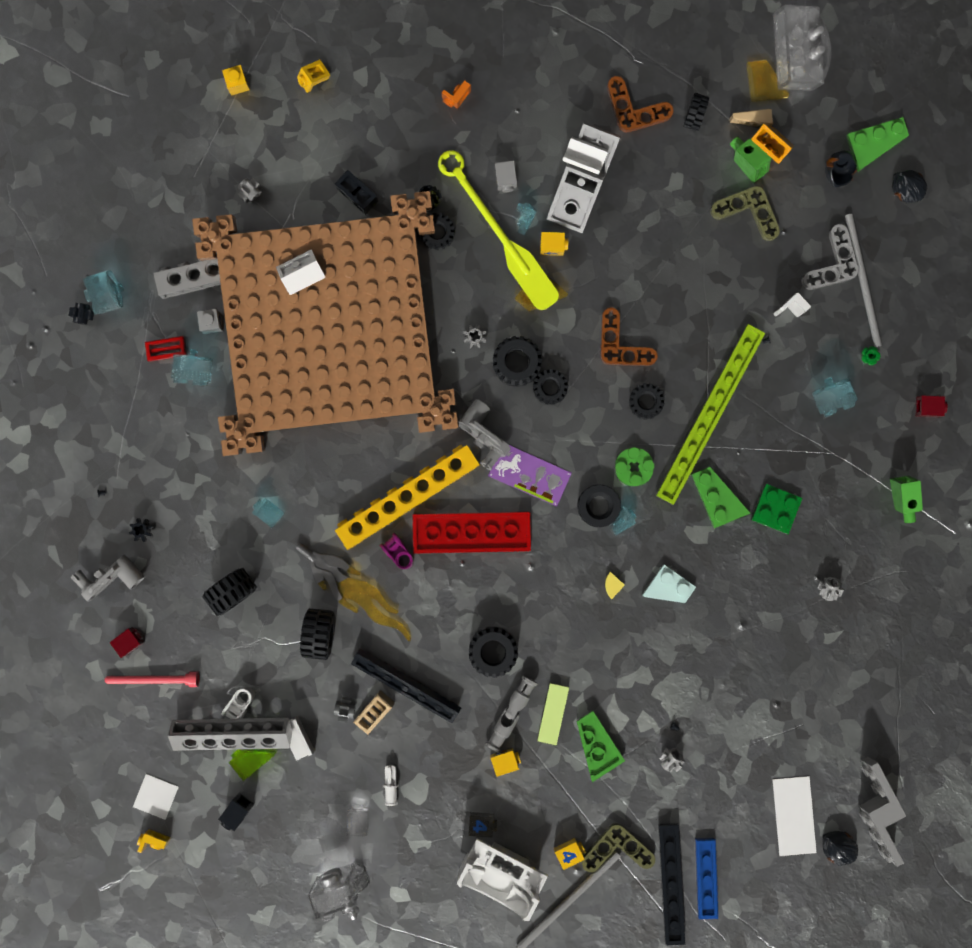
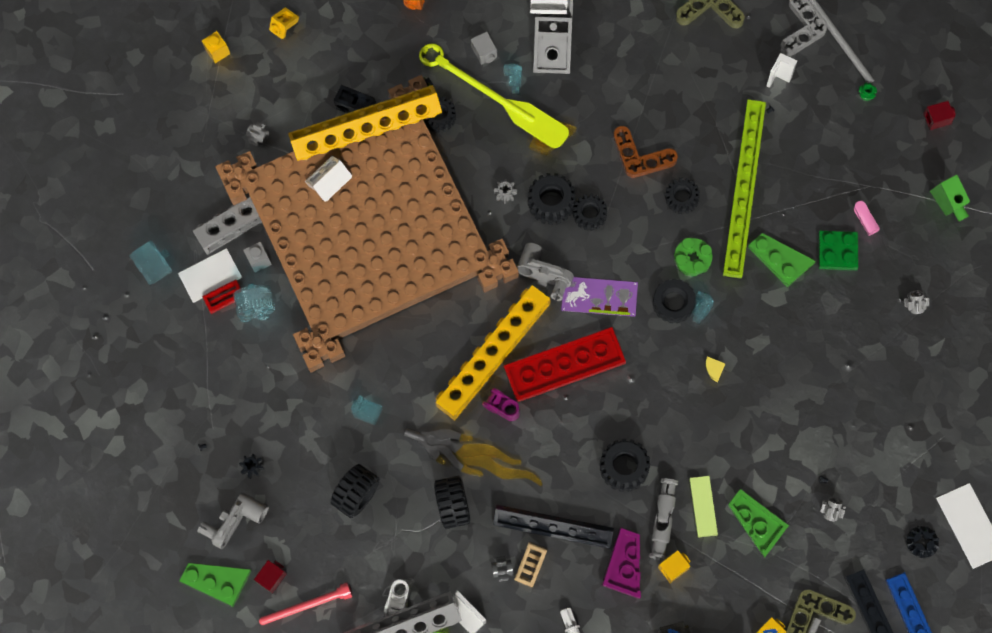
camera: 10 degrees left, 15 degrees down
(75, 628) = (216, 581): none -> bright green wing
(81, 313) = (135, 289): black gear -> none
(159, 321) = (209, 275): none -> white sticker
(353, 228) = (370, 114): none -> yellow brick
(459, 744) = (623, 566): none -> magenta wing
(553, 243) = (547, 90): yellow brick -> none
(669, 586) = (767, 352): light aqua wing -> none
(738, 809) = (918, 549): none -> black gear
(816, 486) = (866, 218): none -> bright pink bar
(834, 396) = (850, 133): clear light blue piece -> none

